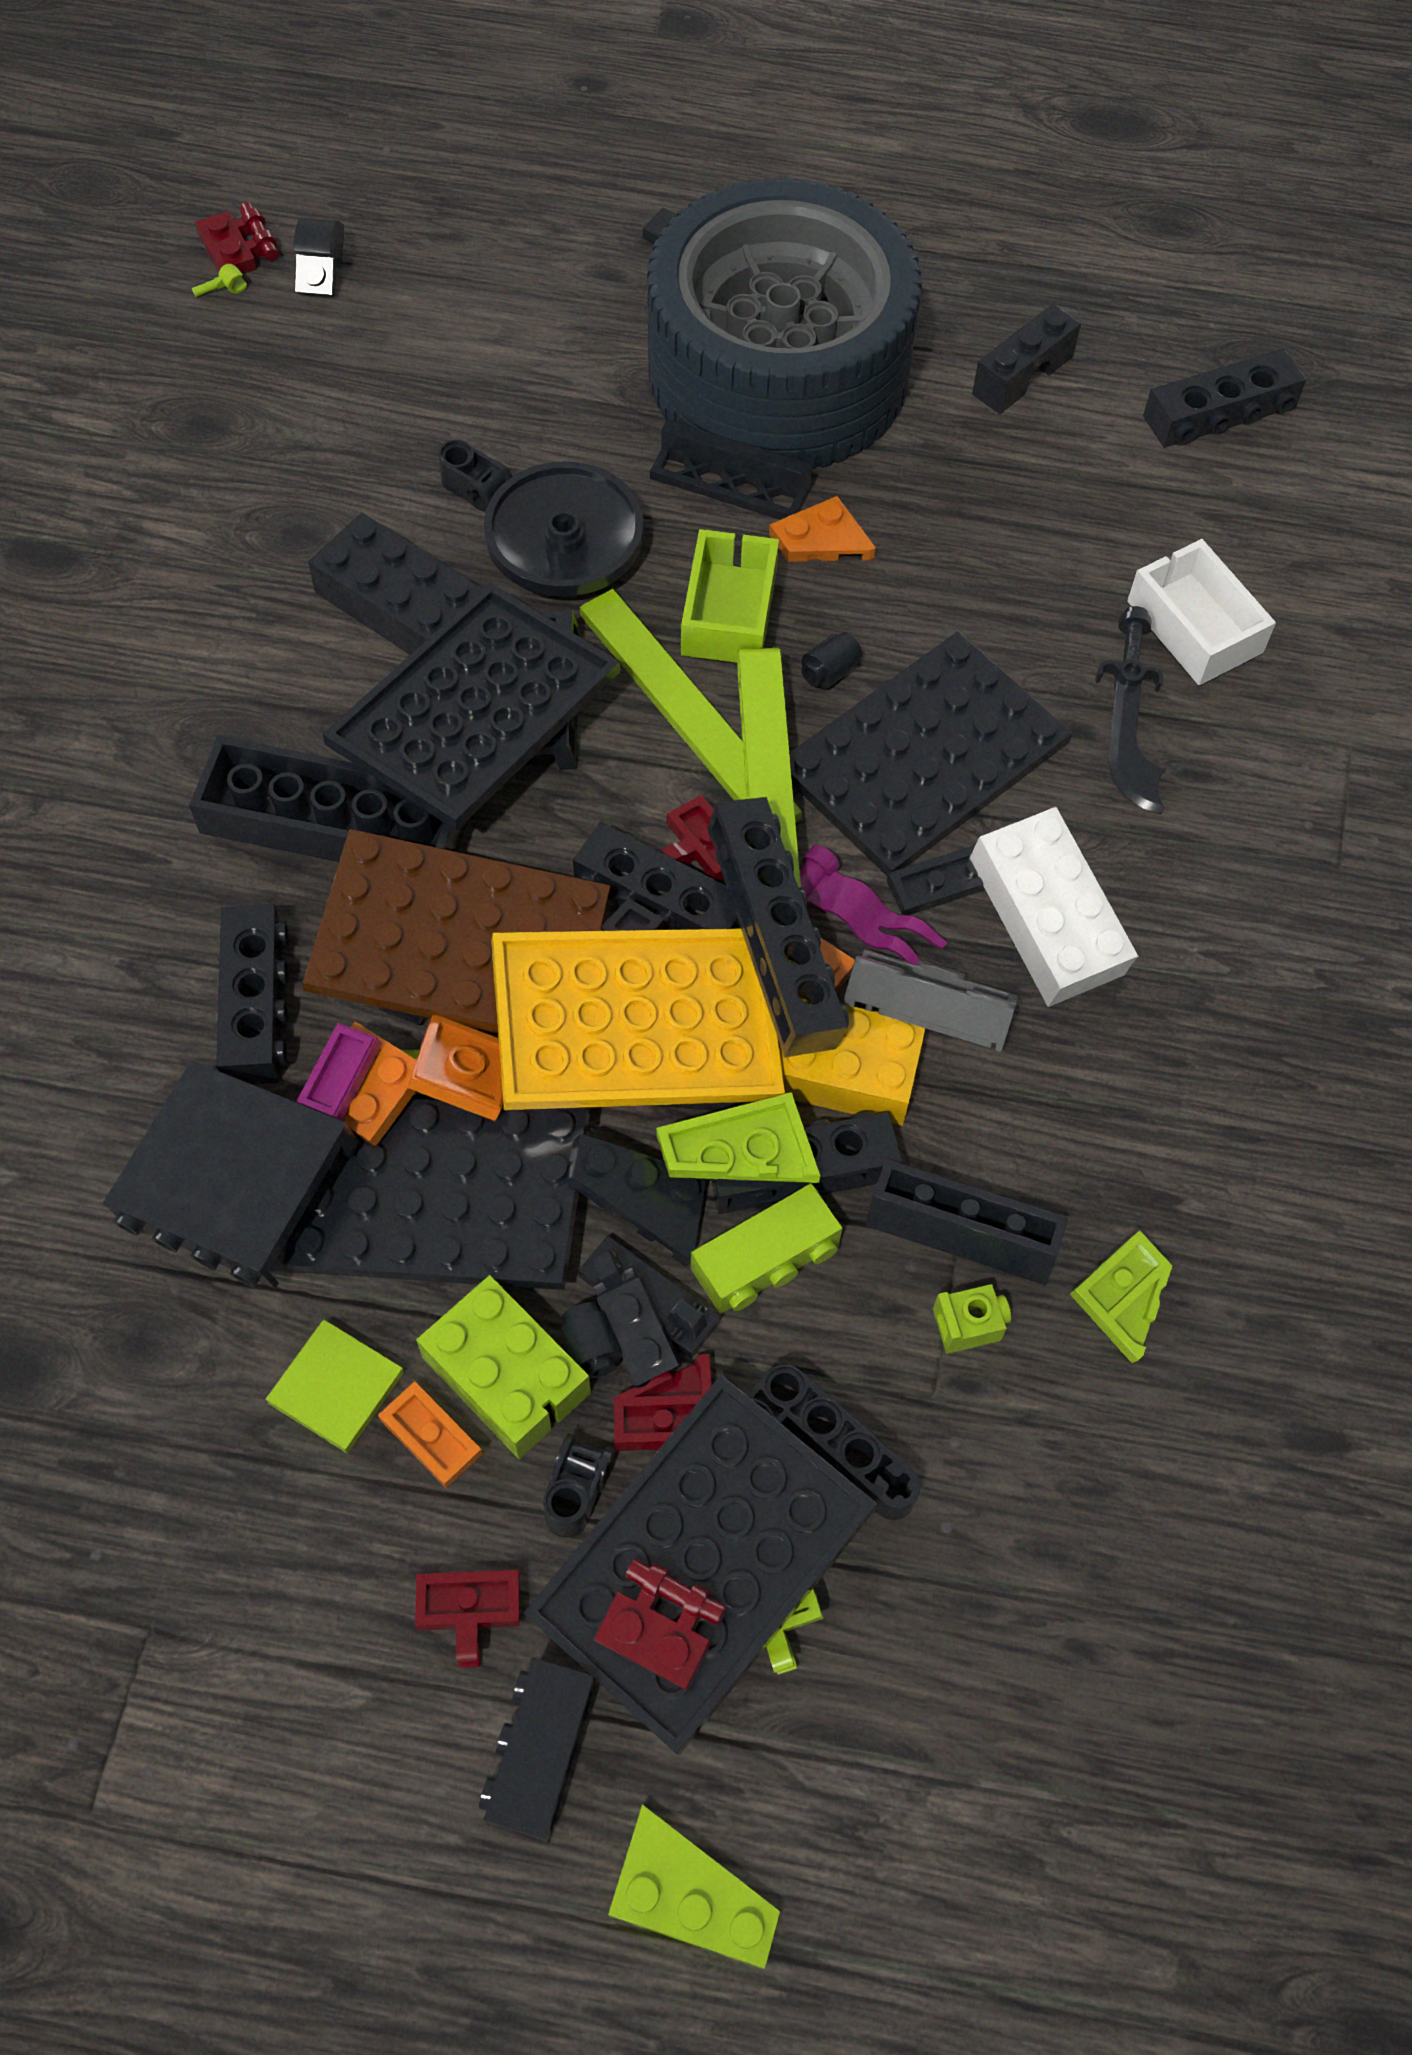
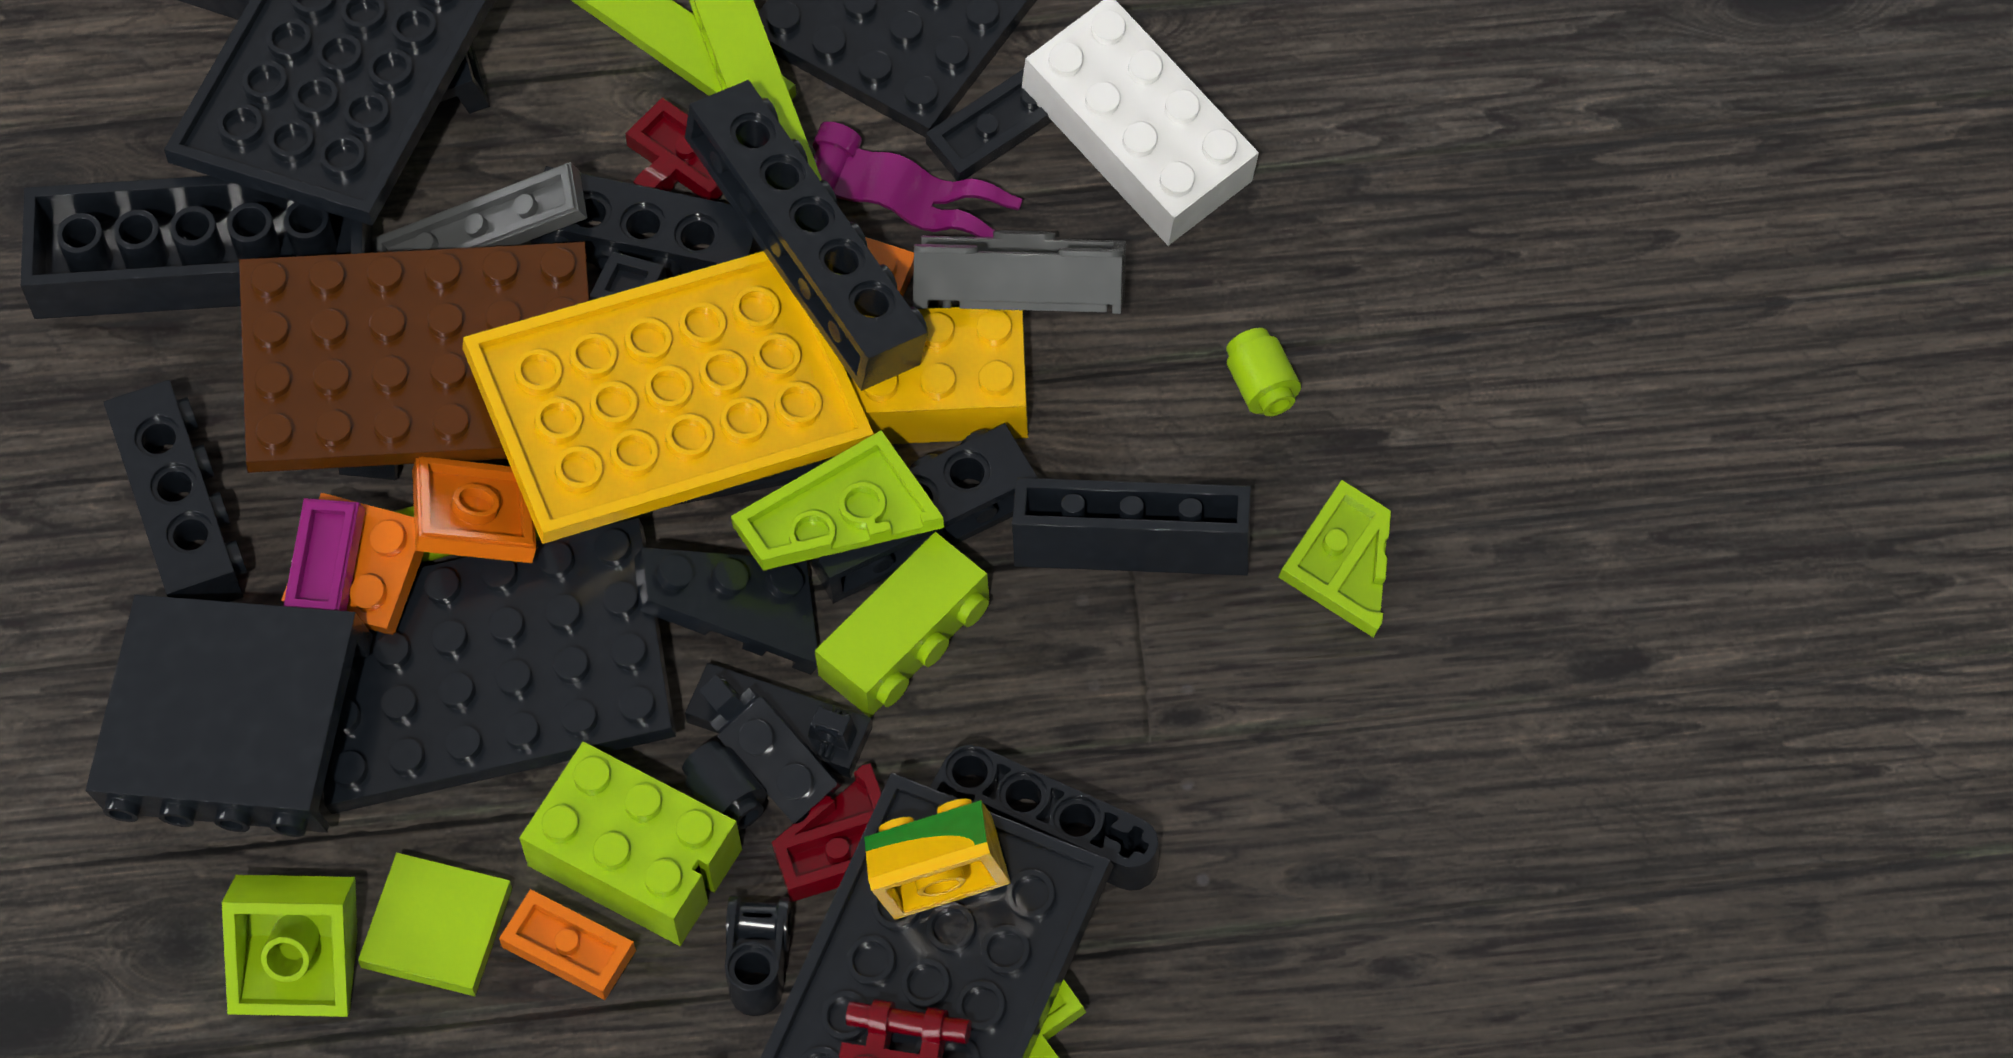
camera: 10 degrees left, 0 degrees up
(217, 1370) = (289, 945): none -> lime slope
(554, 850) = (498, 218): none -> dark grey tile
(734, 1461) = (935, 858): none -> yellow slope
(962, 1330) = (1163, 652): lime brick -> none
(1097, 1126) = (1262, 372): none -> lime brick

